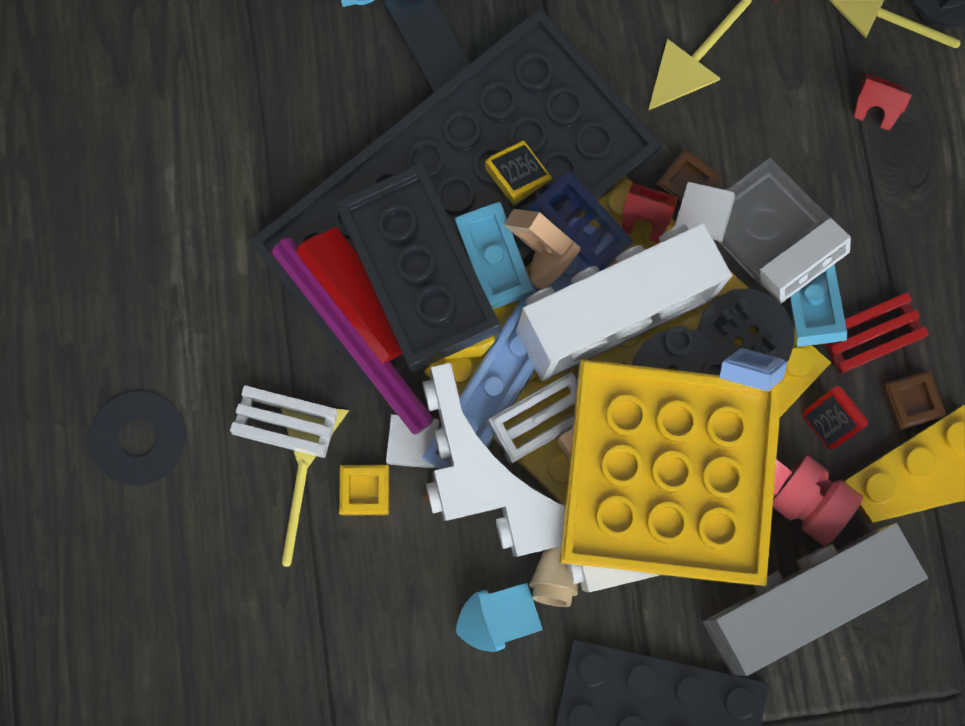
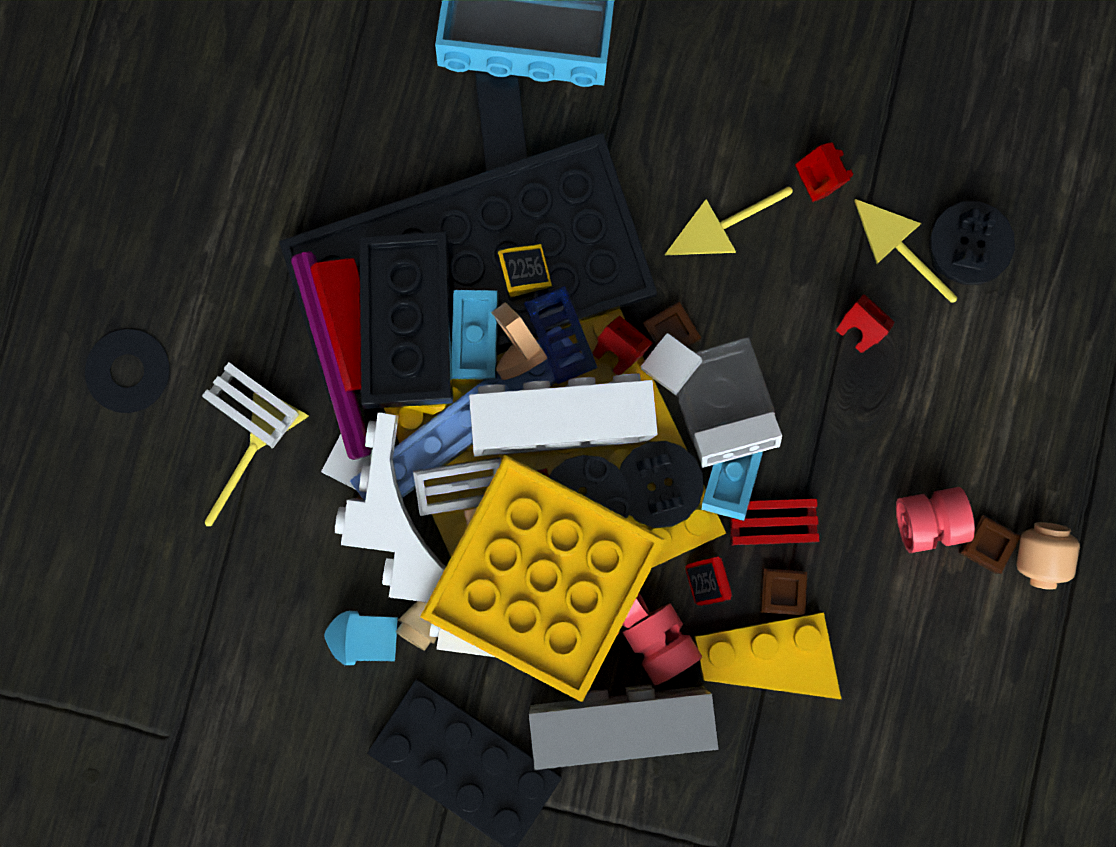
camera: 20 degrees right, 5 degrees up
(364, 490) = (295, 488): yellow tile -> none
(753, 369) = (646, 519): light blue tile -> none

